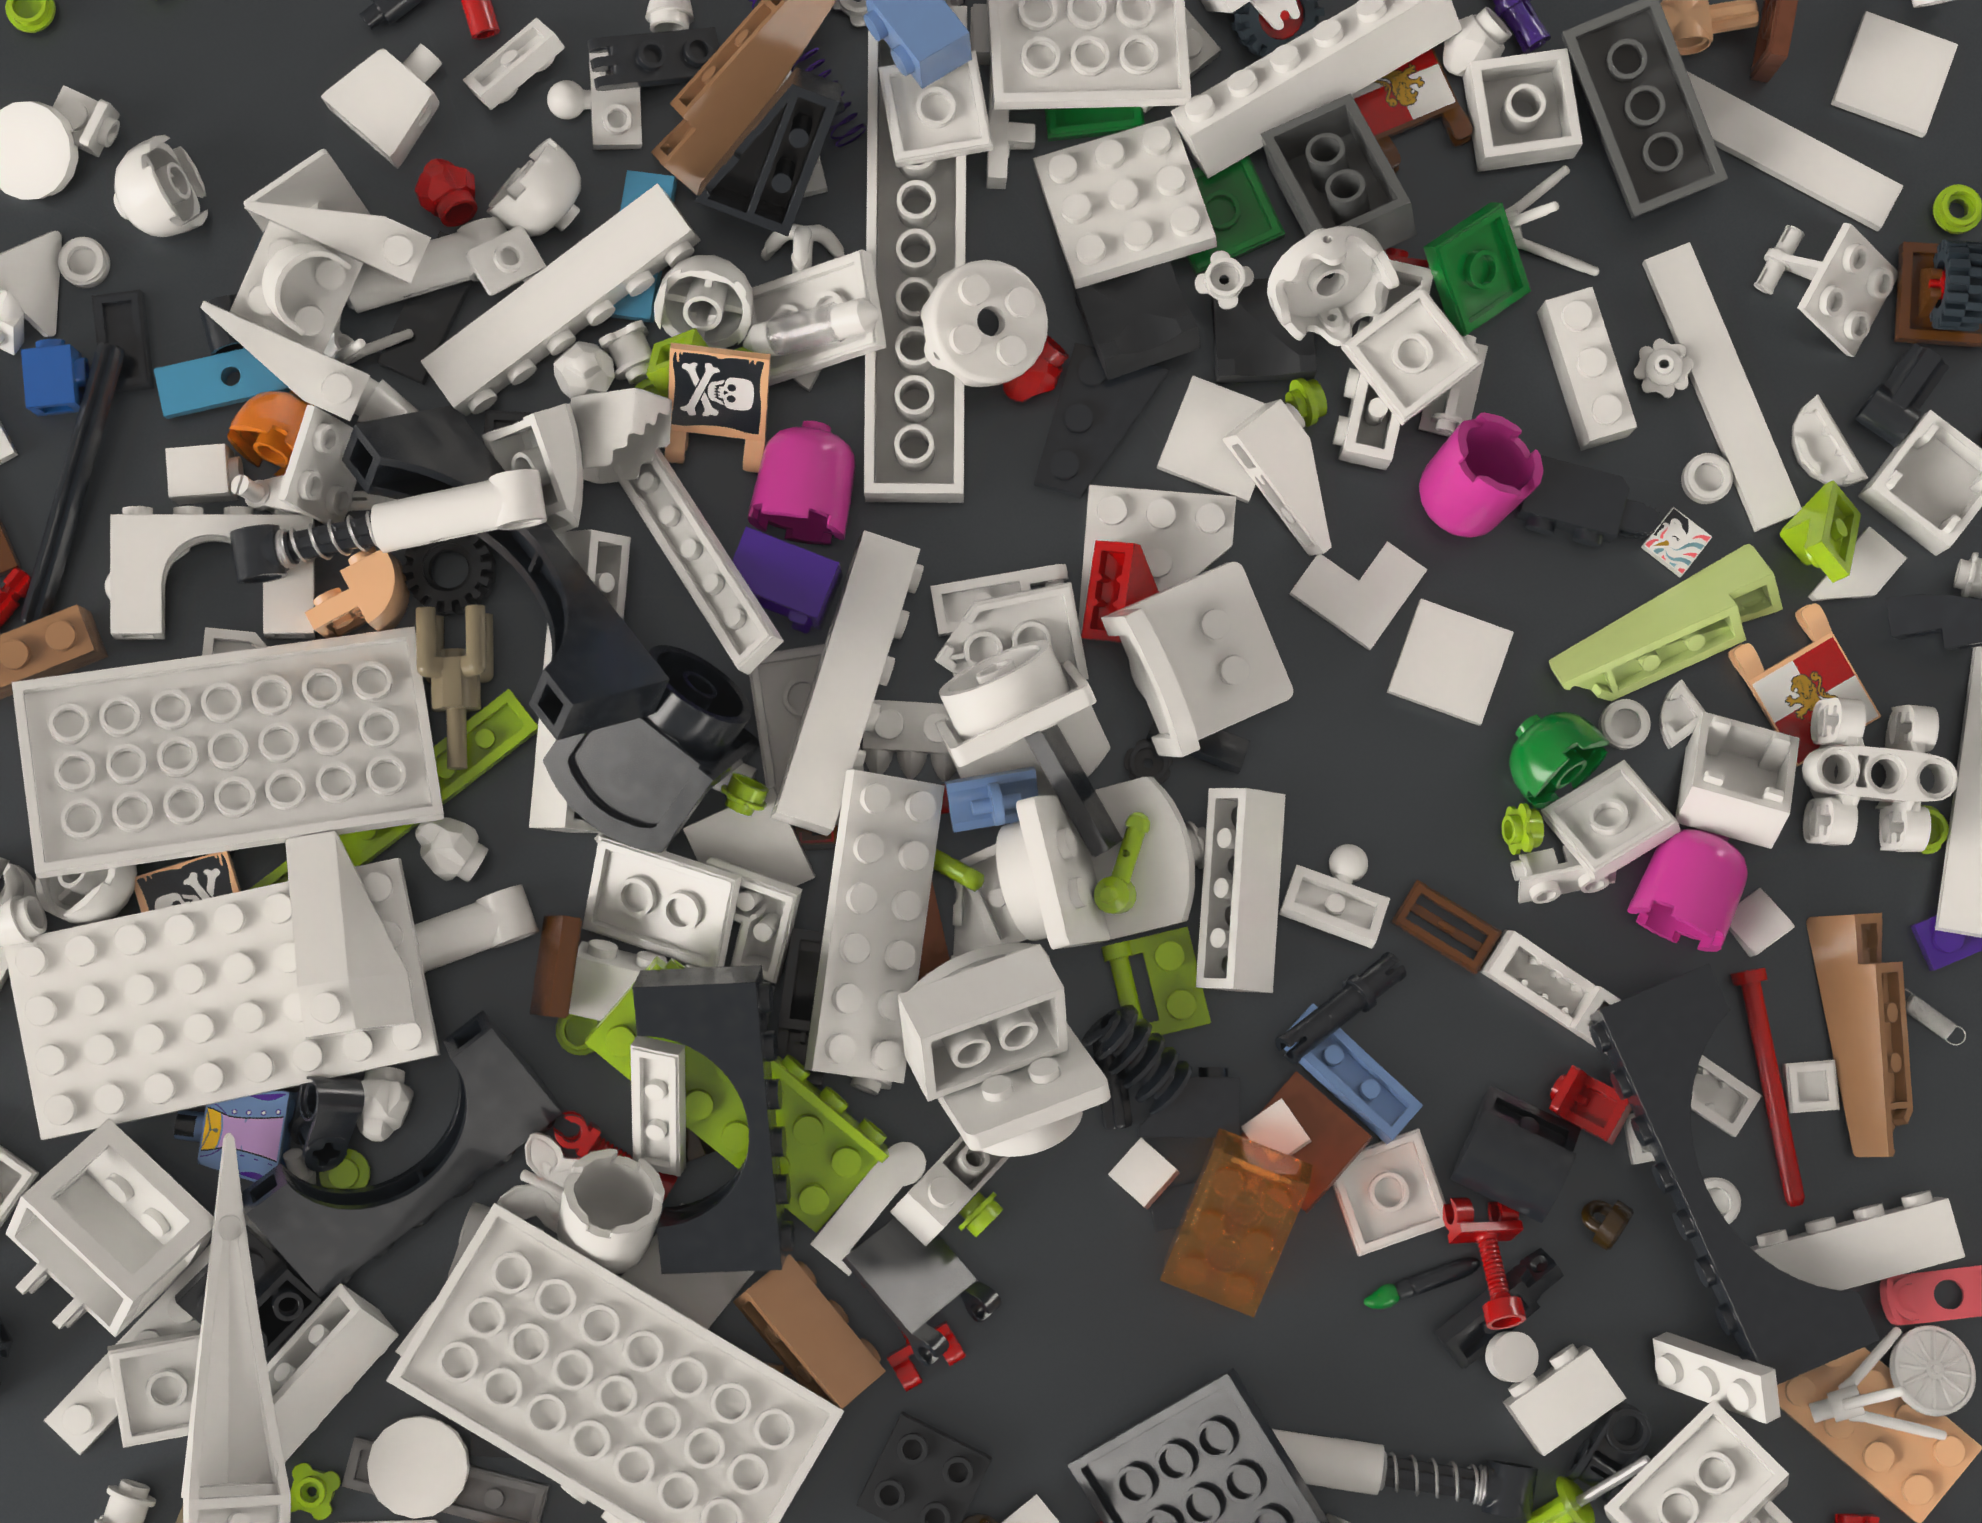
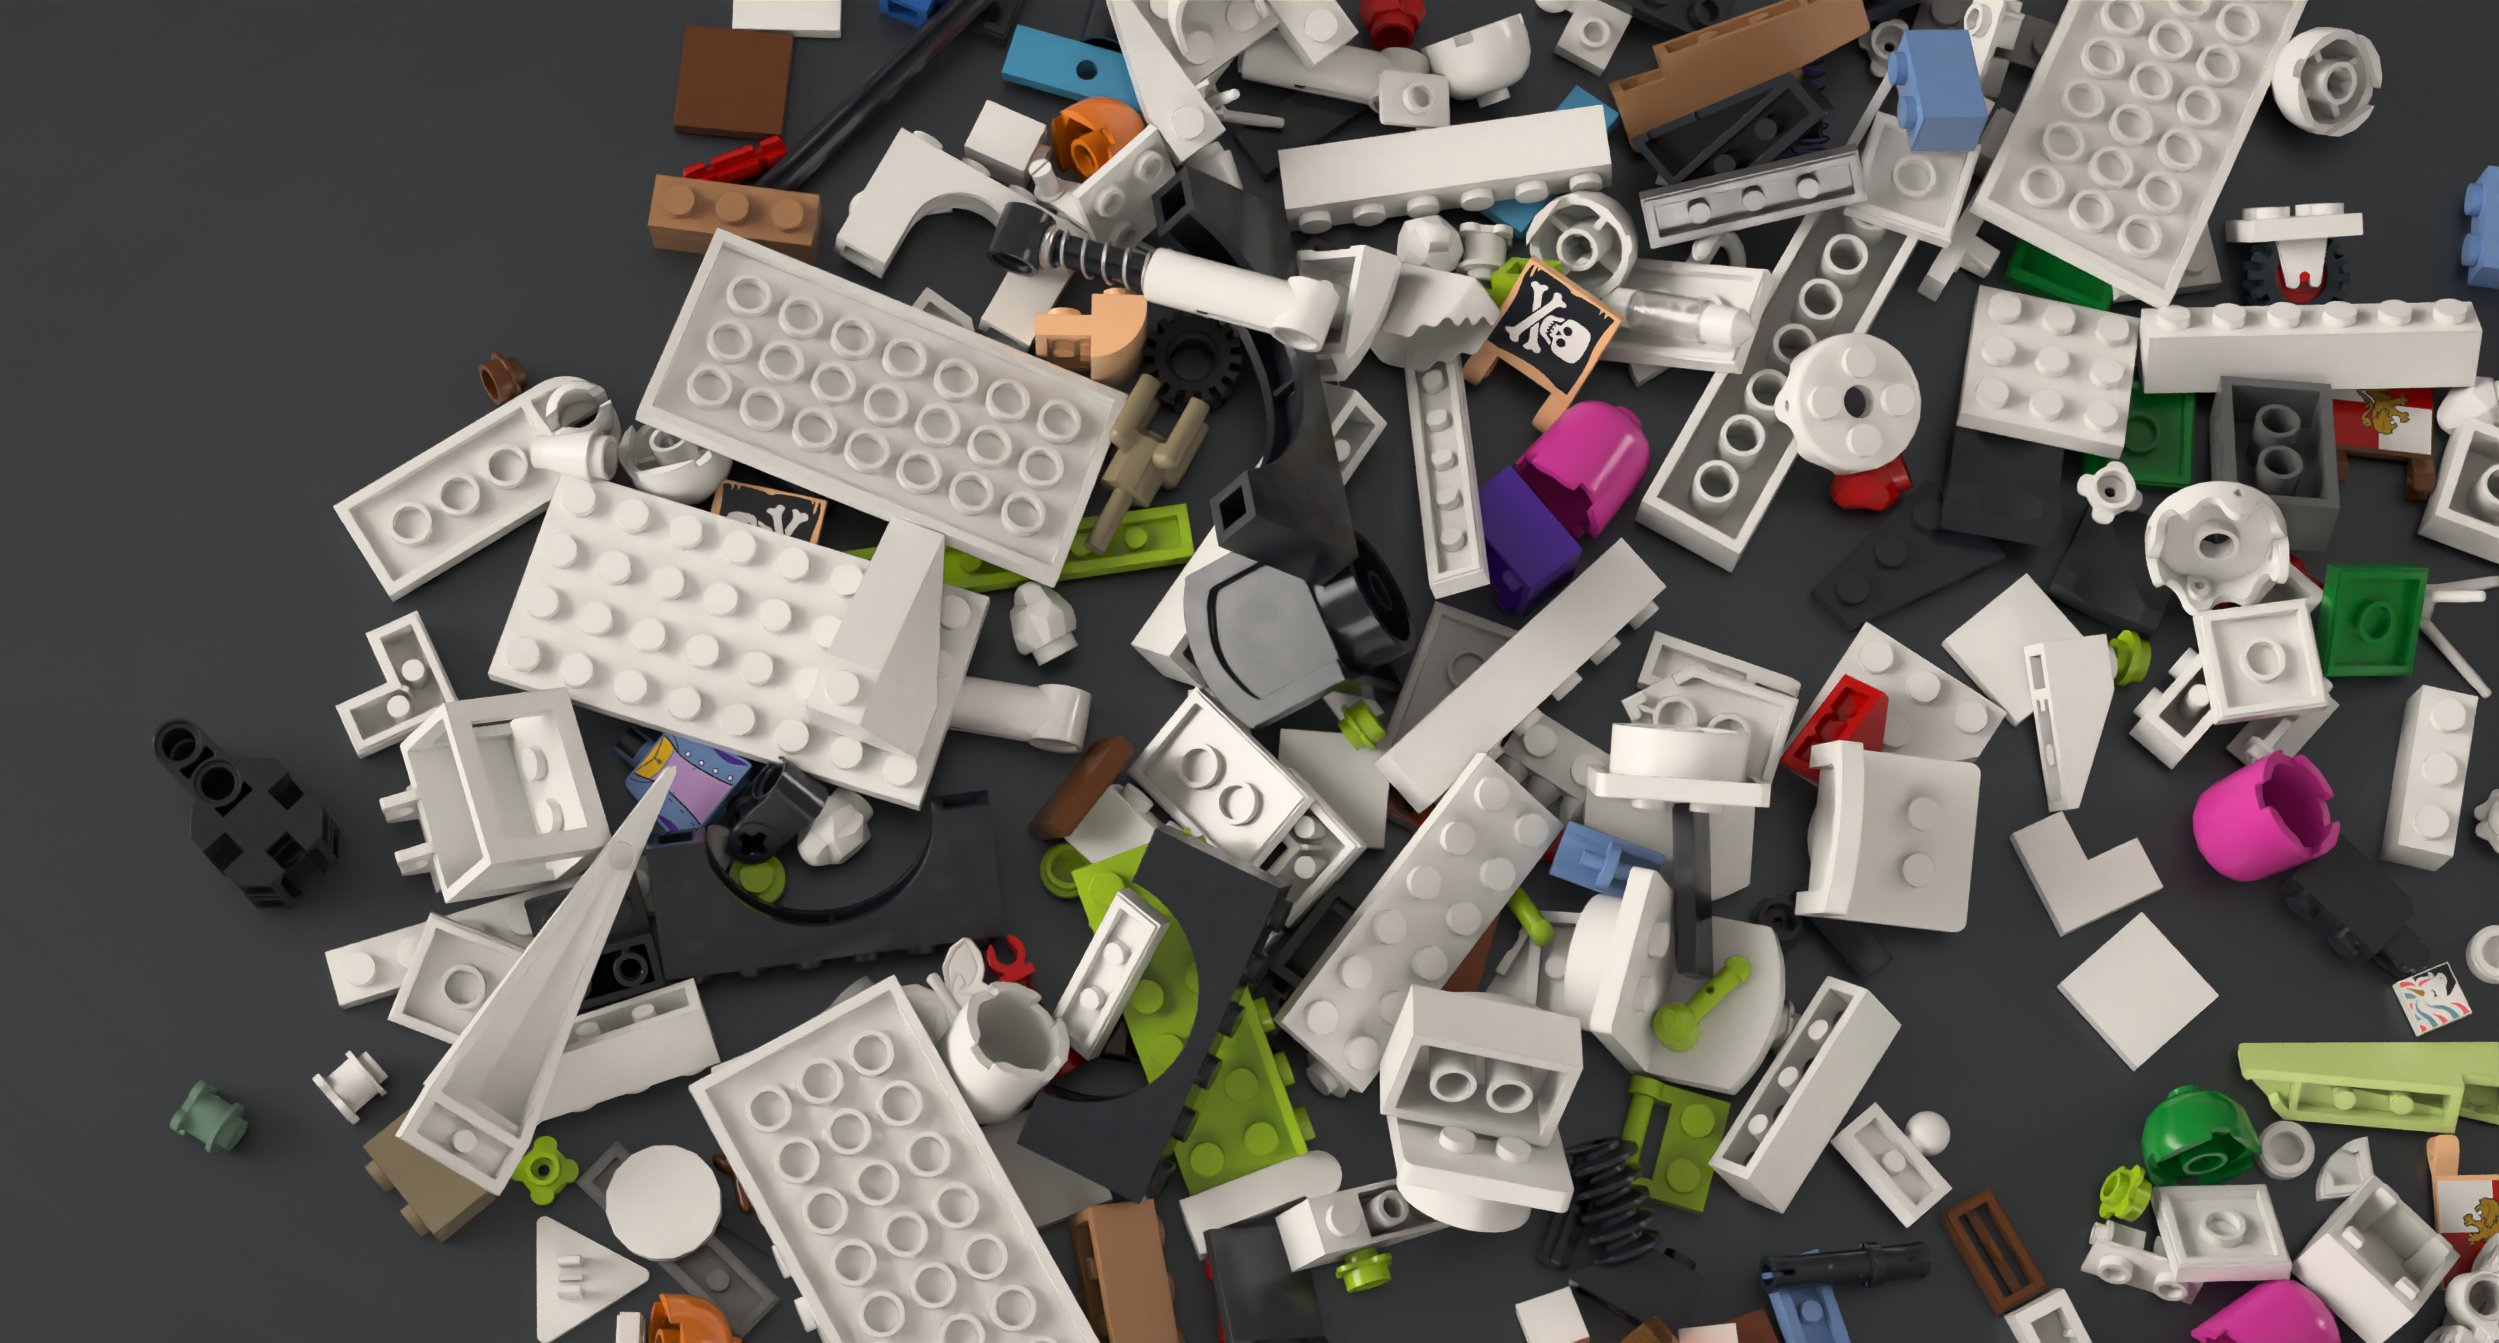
camera: 25 degrees right, 10 degrees down
(817, 196) = (1753, 196): none -> flat silver tile

